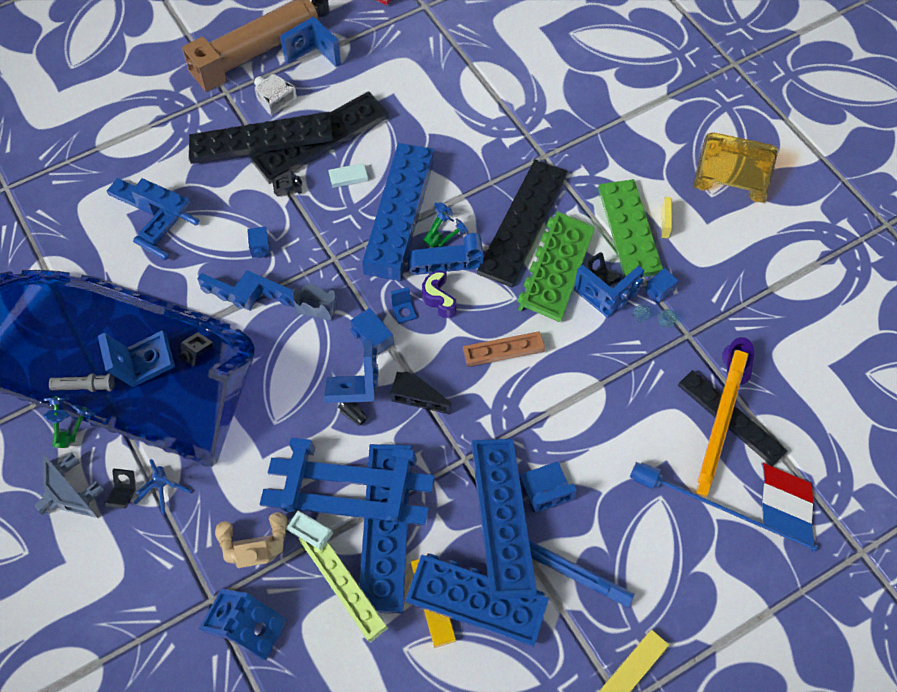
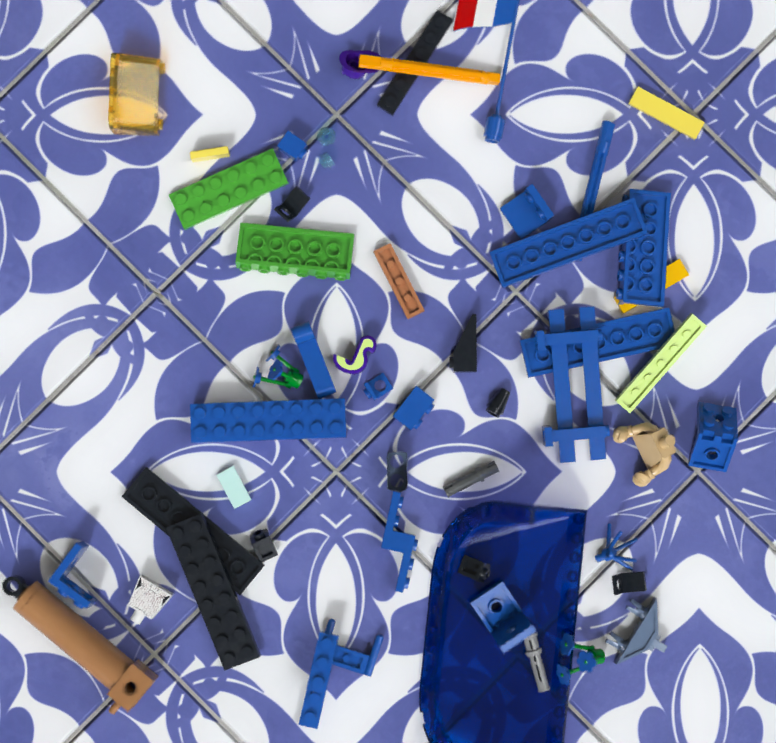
camera: 105 degrees left, 25 degrees up
(258, 242) = (341, 549): blue brick -> none
(286, 375) = (470, 479): none -> dark grey pin
(309, 530) = (622, 404): light aqua tile -> none
(355, 388) = (471, 399): blue bracket -> none
(522, 223) = (246, 295): black plate -> none
(604, 297) = (322, 184): blue bracket -> none

